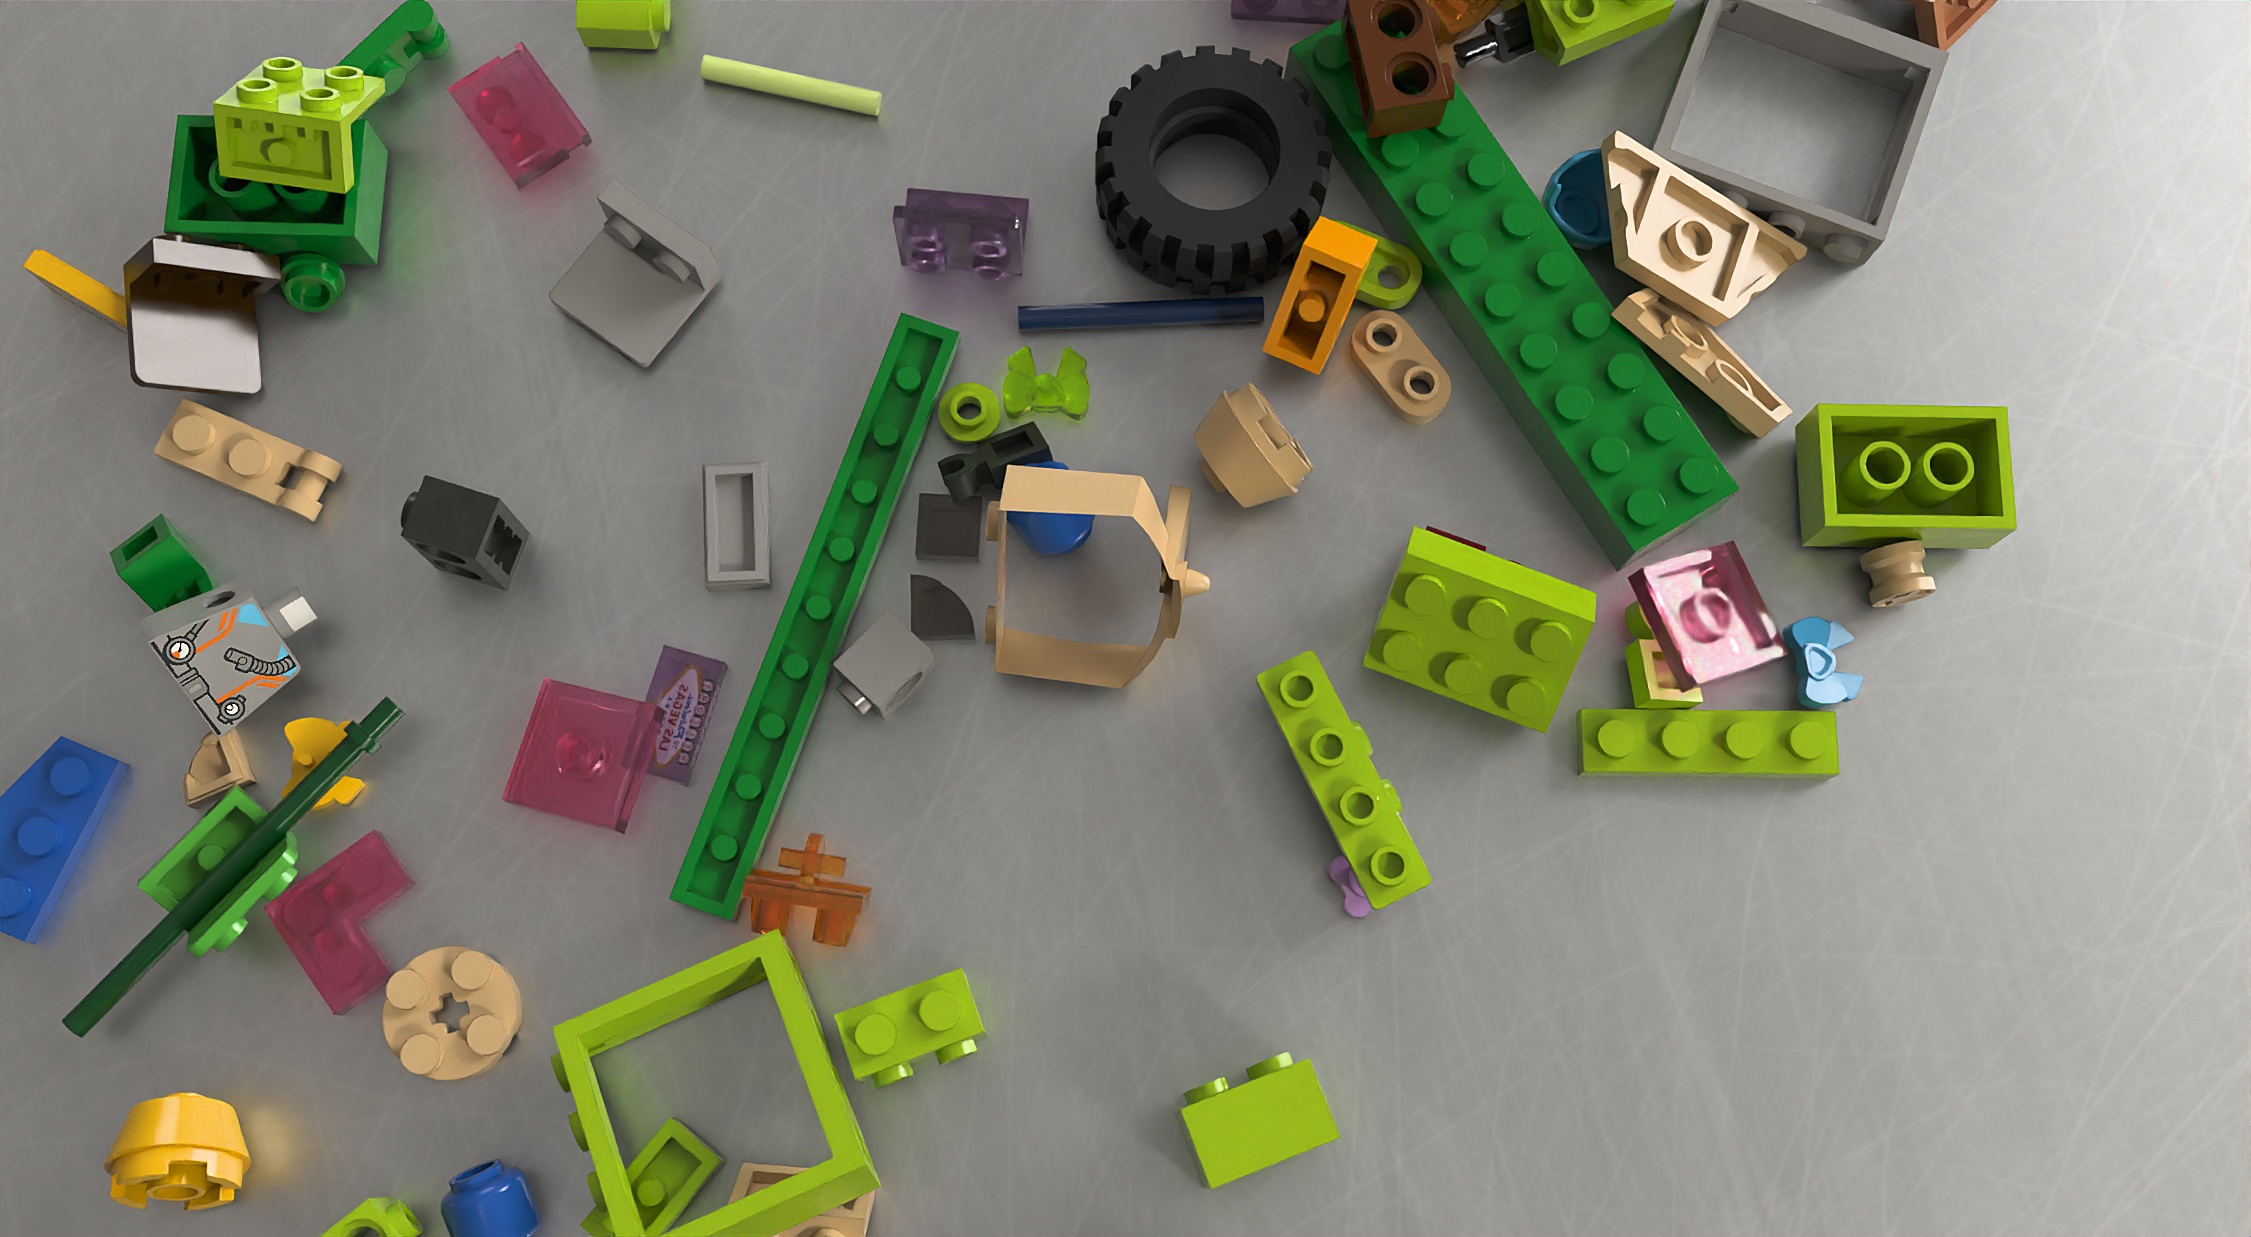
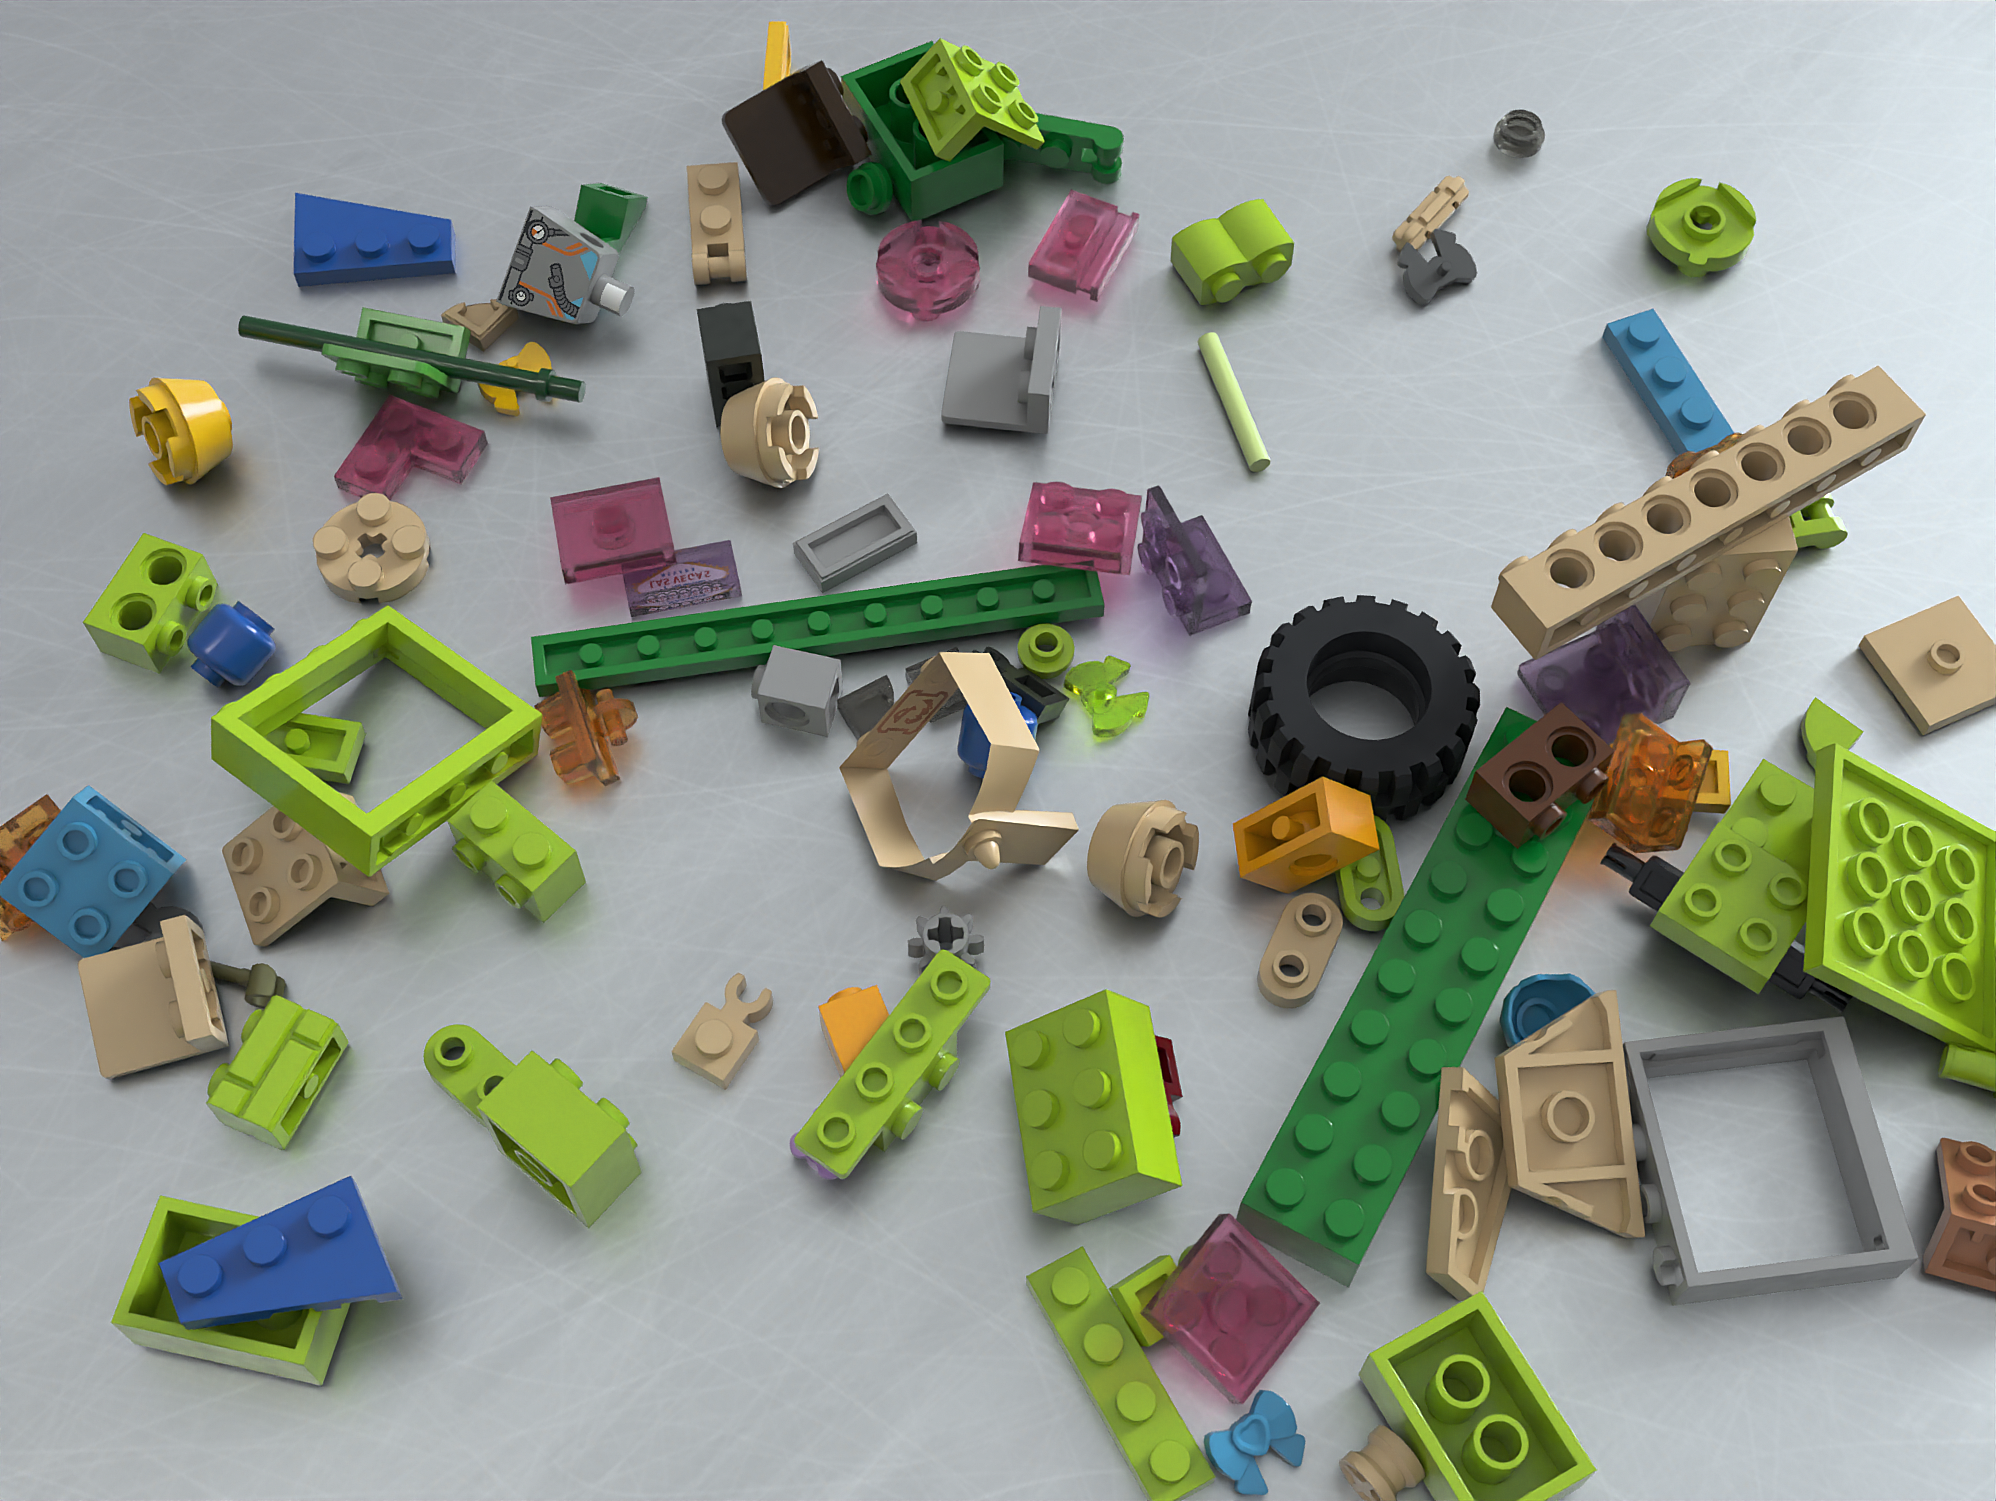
camera: 65 degrees right, 15 degrees down
(420, 261) = (927, 292): none -> clear pink plate
(571, 542) = (769, 433): none -> tan cone
(860, 306) = (1080, 528): none -> clear pink plate
(1123, 1173) = (471, 1075): none -> lime plate
(1141, 313) = (1208, 724): dark blue bar -> none
(1208, 927) = (722, 1039): none -> tan plate
(1224, 658) = (945, 928): none -> light grey gear
(1277, 798) = (850, 1022): none -> light orange brick

